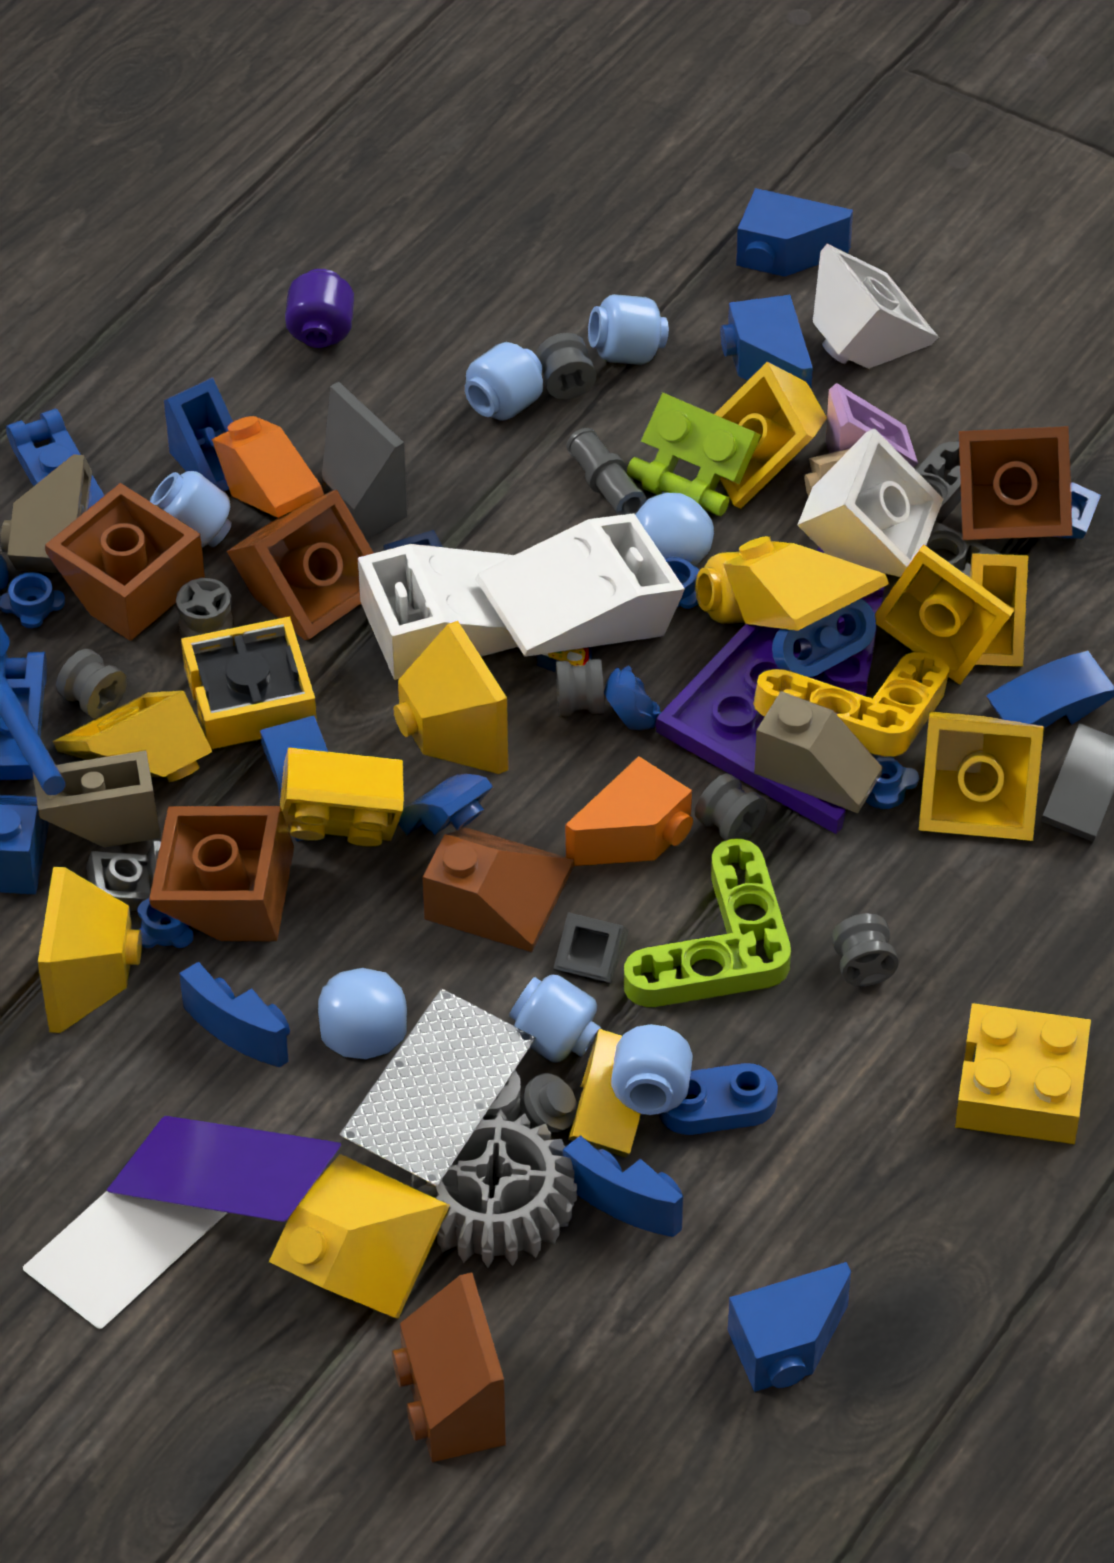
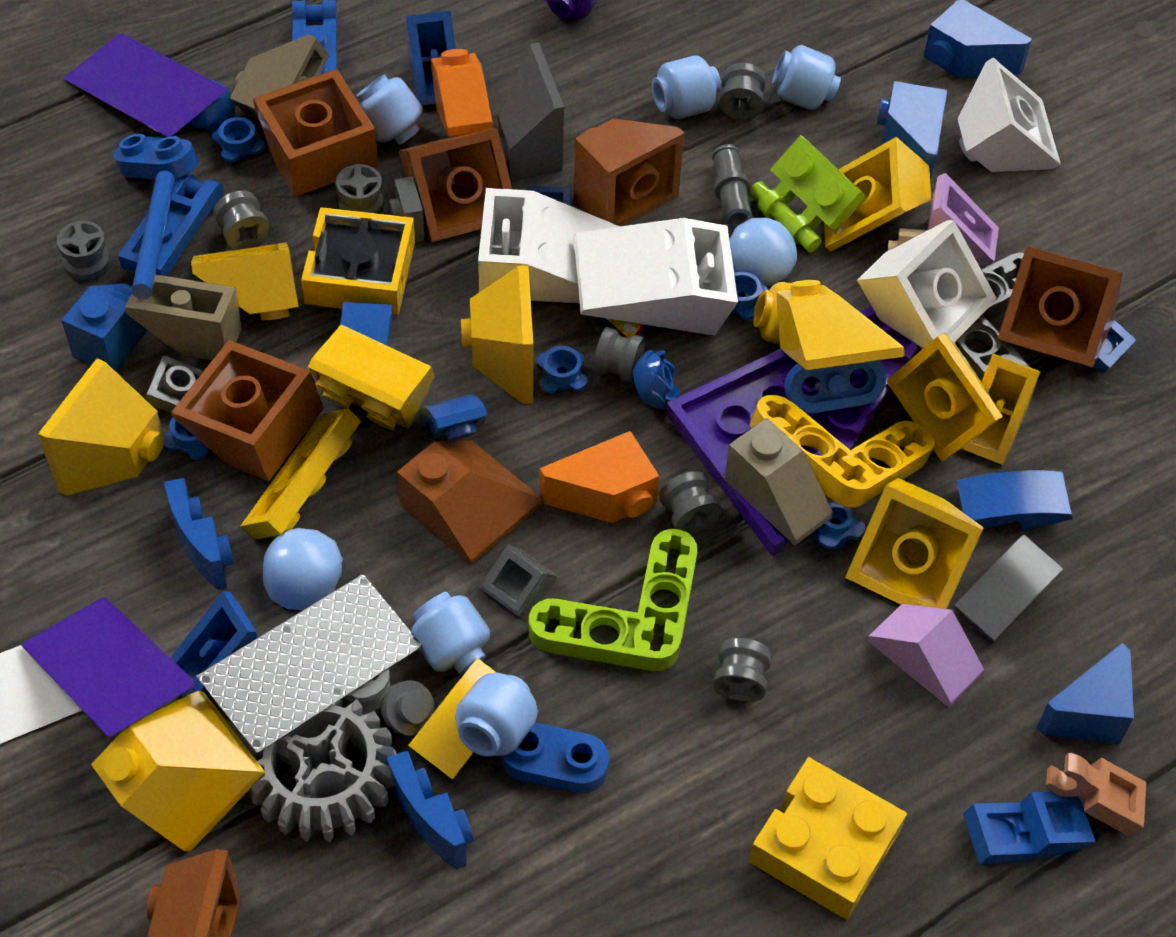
camera: 20 degrees right, 5 degrees up
(267, 602) = (408, 205): none -> dark grey plate
(310, 920) = (301, 474): none -> yellow plate
(327, 1101) = (213, 638): none -> blue slope
(491, 489) = (627, 169): none -> dark orange slope
(528, 724) = (561, 359): none -> blue plate
(1036, 866) = (930, 649): none -> lavender slope

